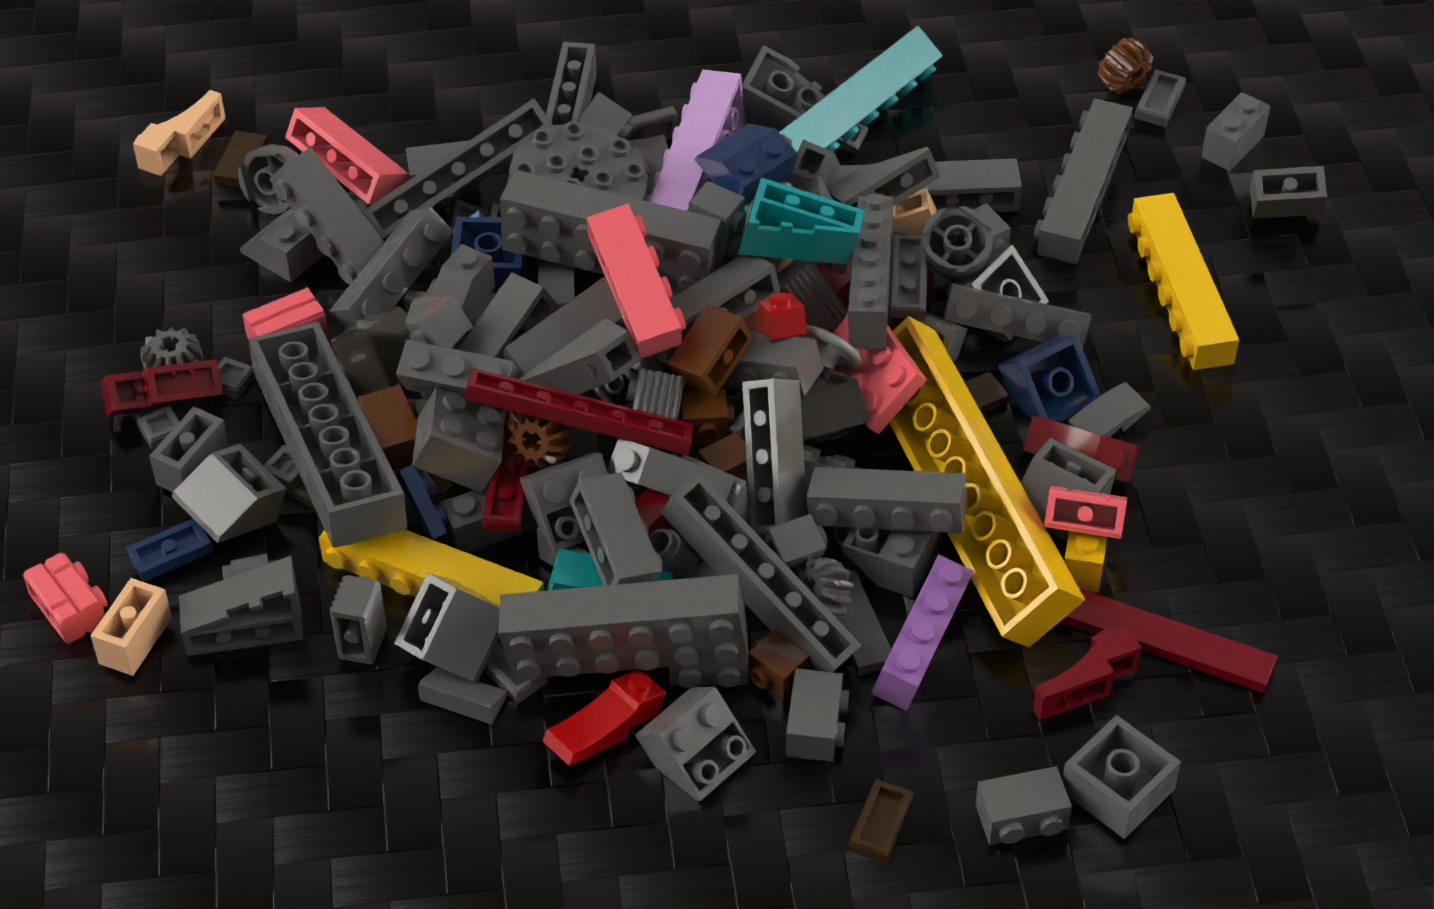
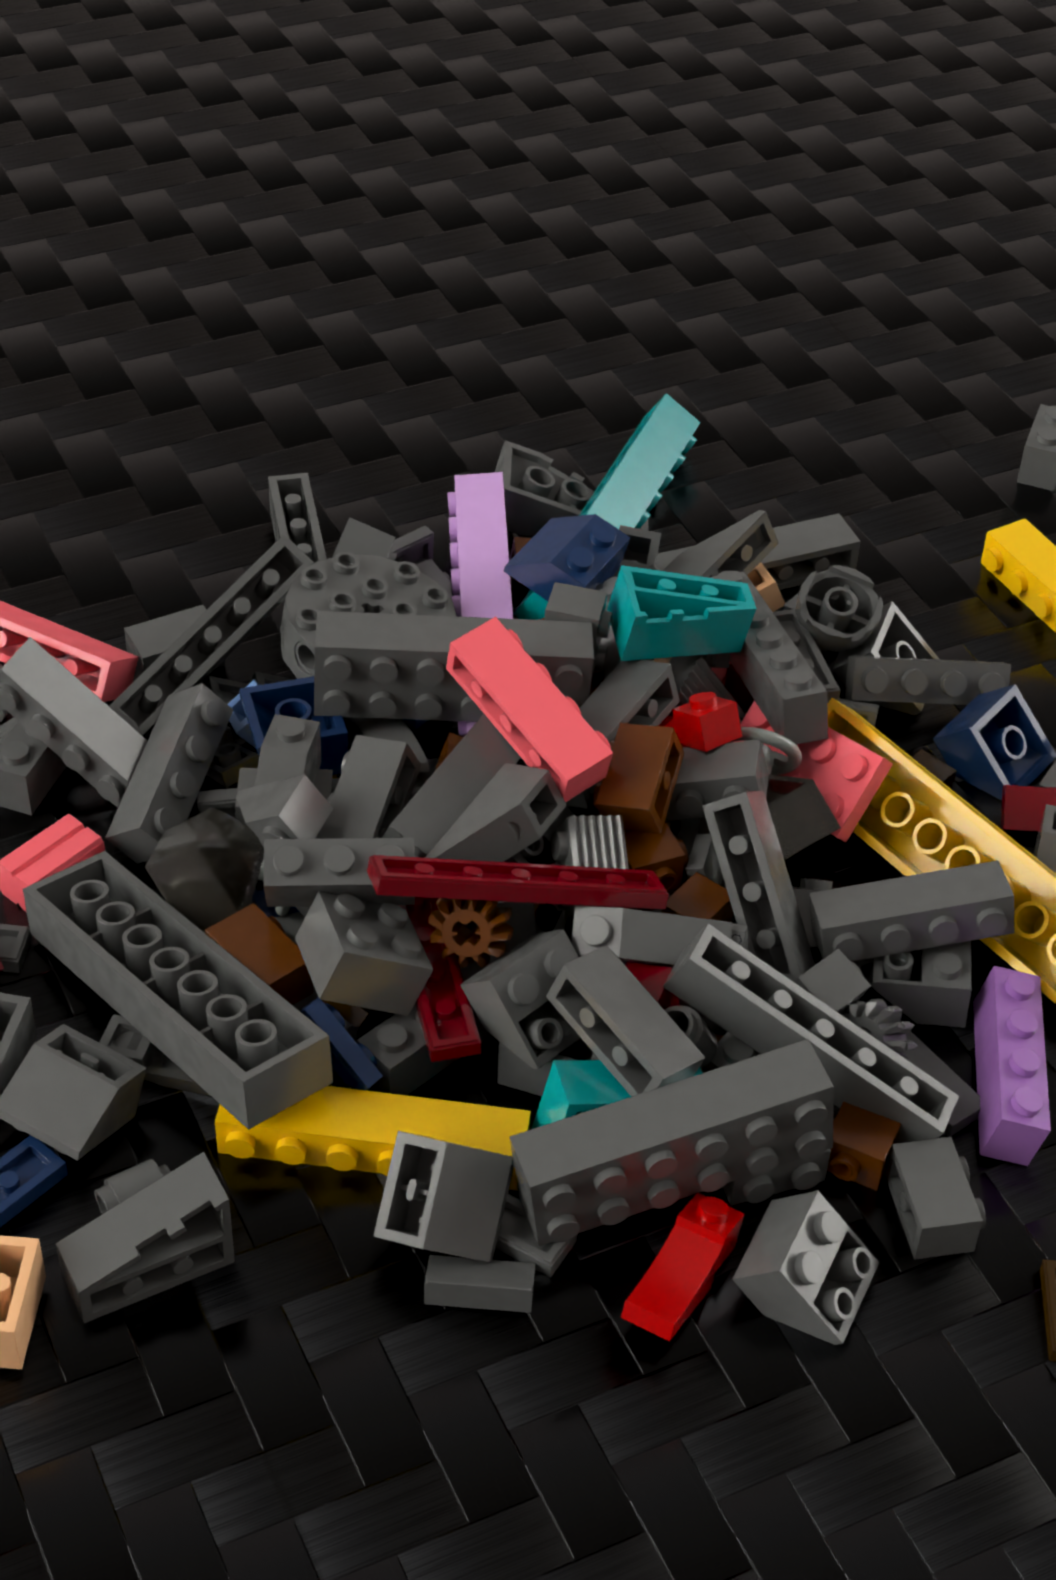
camera: 20 degrees left, 5 degrees down
(358, 619) = (313, 1216): dark grey brick -> none
(1083, 181) = (915, 527): dark grey brick -> none
(1125, 65) = (899, 400): reddish brown gear -> none
(1160, 98) = (944, 430): dark grey tile -> none

